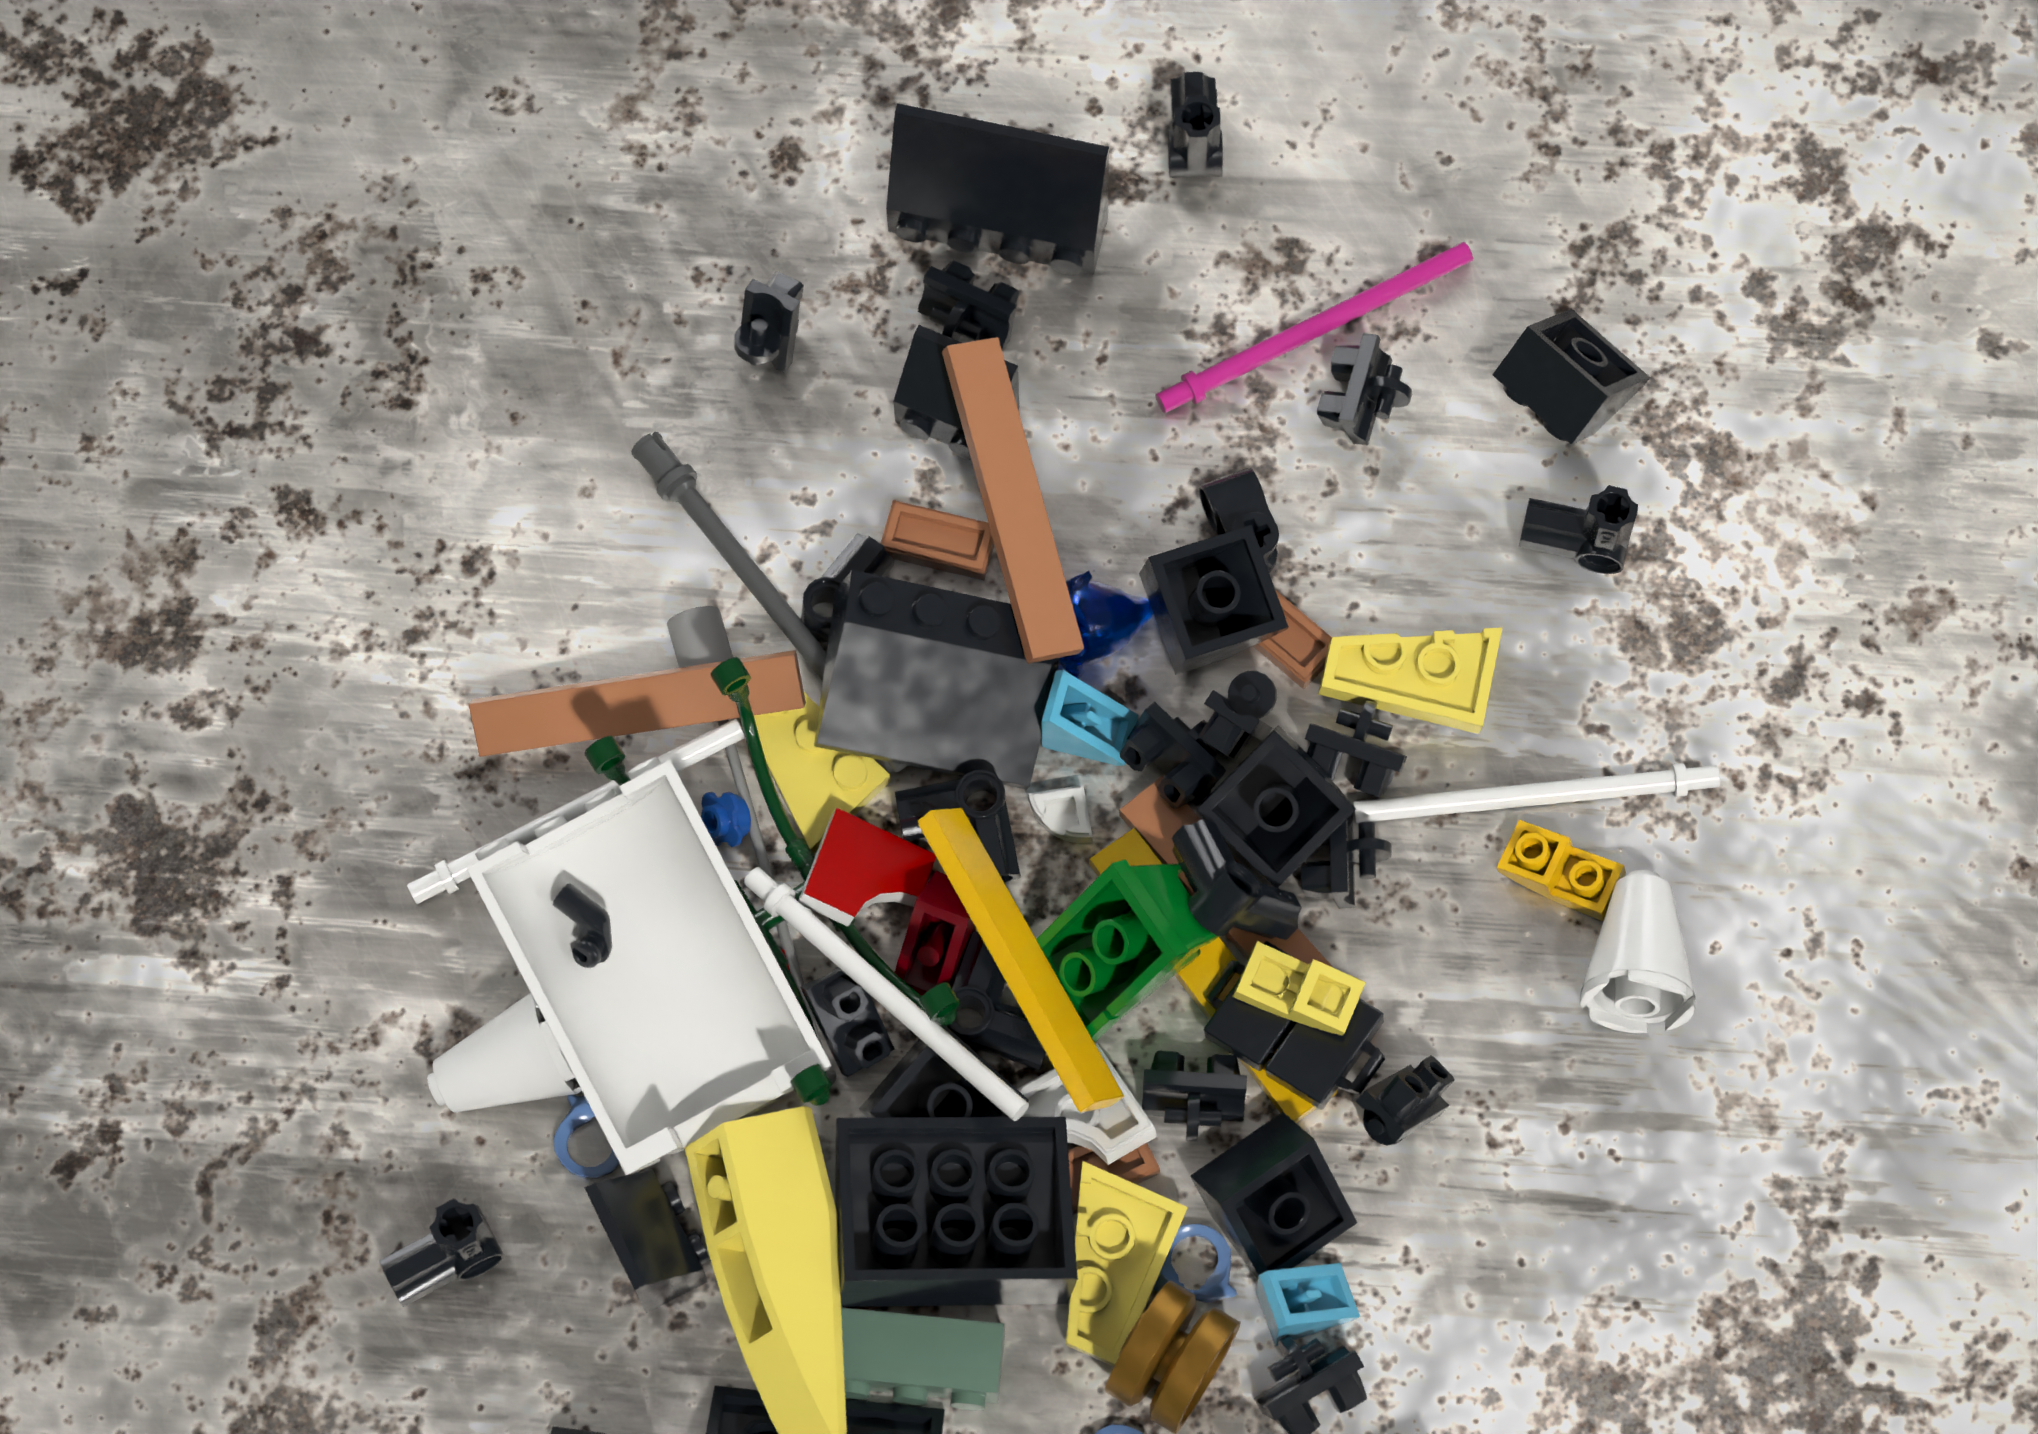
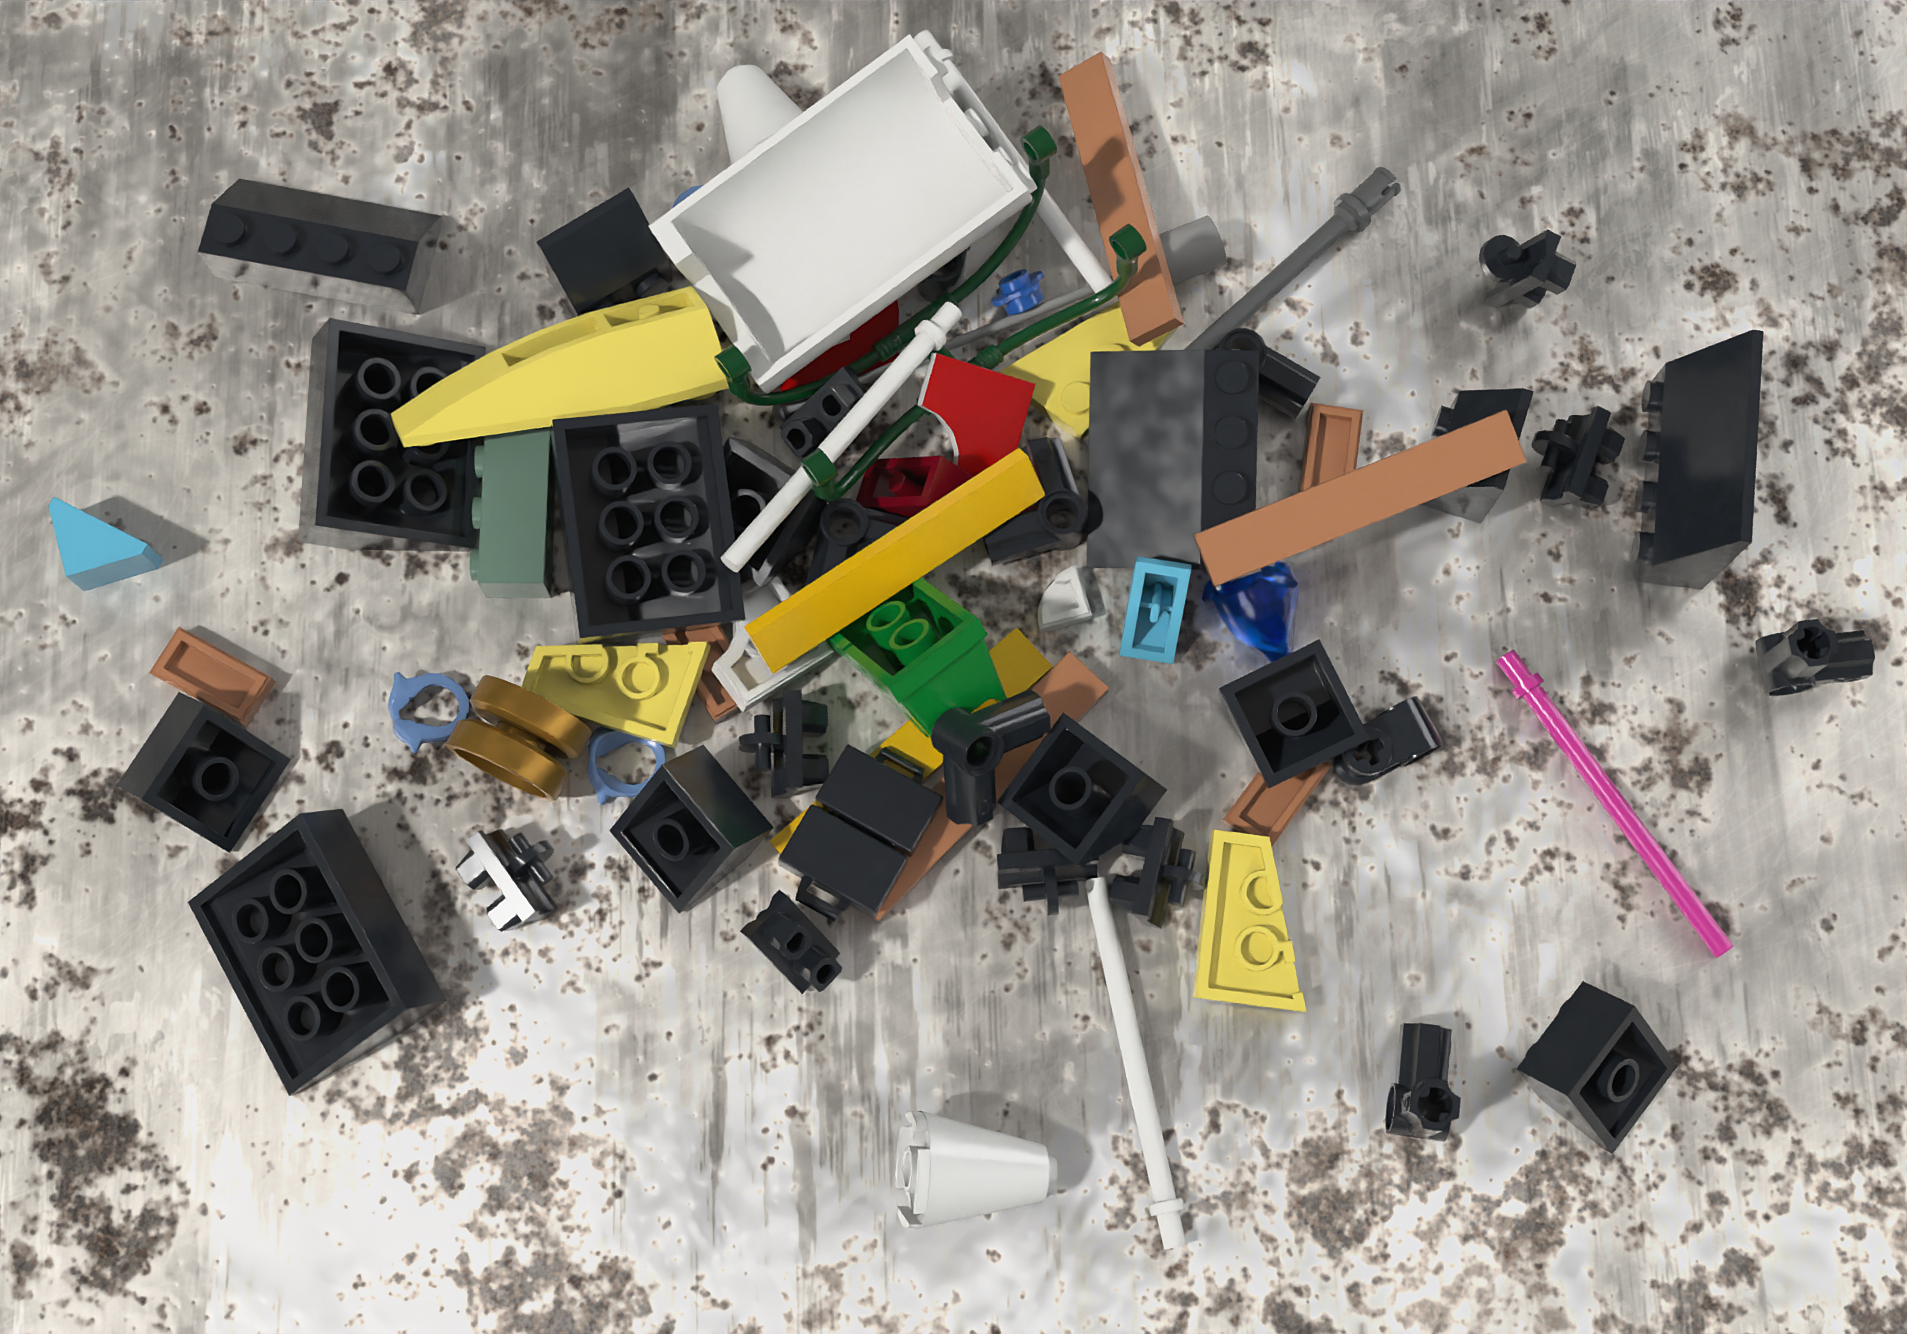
camera: 80 degrees right, 5 degrees up
(456, 1248) = (586, 99): black piece -> none
(593, 926) = (889, 172): black arm -> none
(1177, 753) = (1136, 700): black hips -> none
(1238, 716) = (1172, 748): black hips -> none
(1298, 990) = (889, 827): light yellow slope -> none
(1305, 1300) = (591, 865): medium azure slope -> none
(1371, 389) = (1548, 856): black hips -> none
(1559, 871) = (1056, 1089): yellow slope -> none

